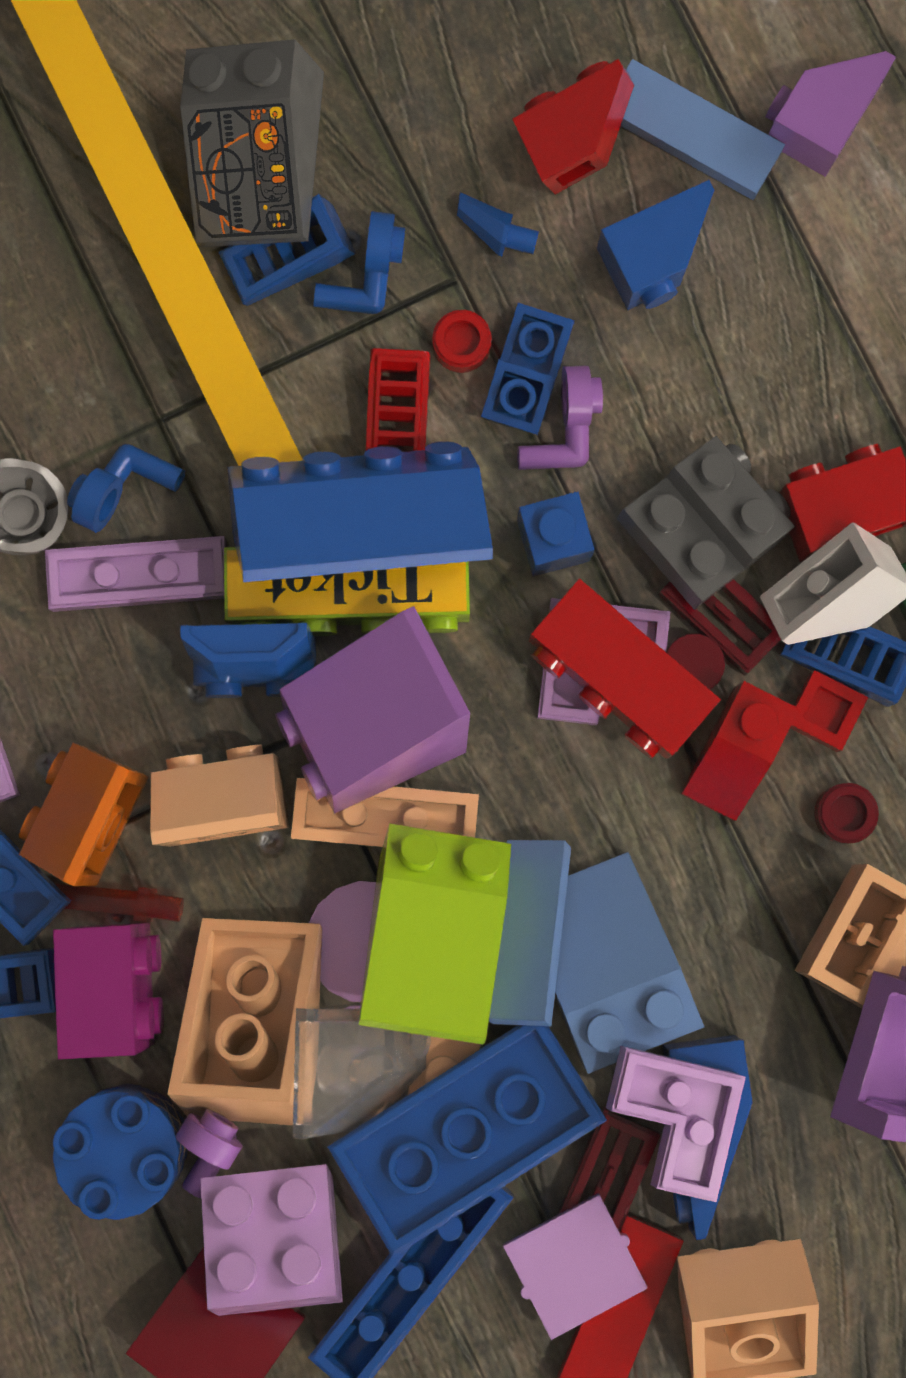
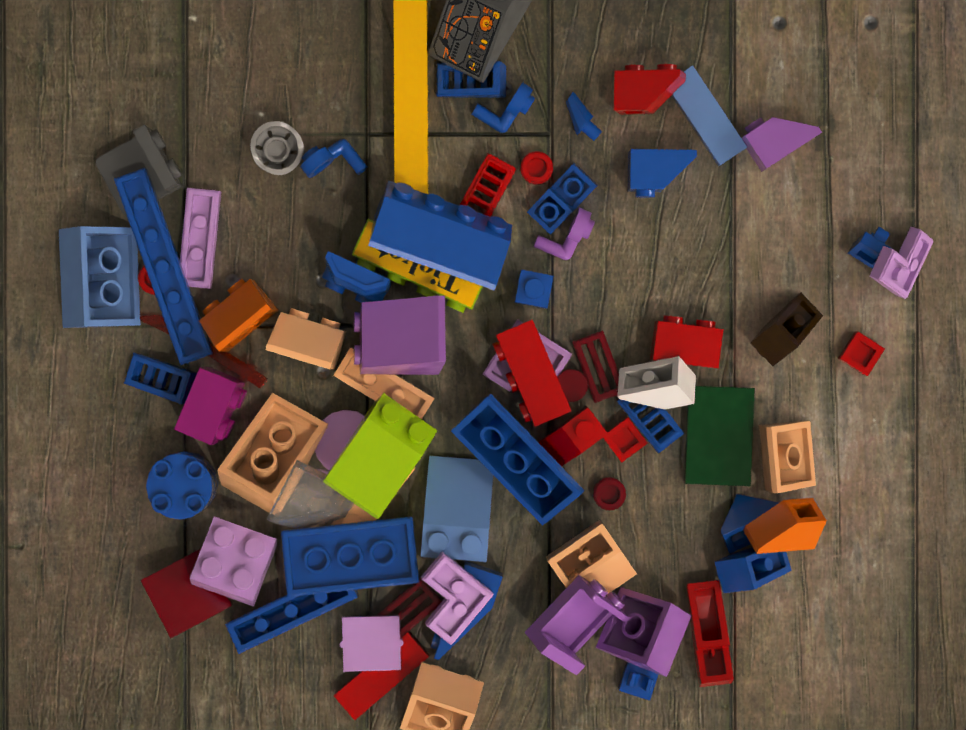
camera: 25 degrees right, 5 degrees up
(135, 573) = (319, 207): lavender tile -> none
(213, 1141) = (227, 501): medium lavender plate -> none
(531, 933) = (426, 477): medium blue tile -> none
(671, 825) = (517, 459): none -> blue slope
(707, 521) = (611, 319): dark grey plate -> none

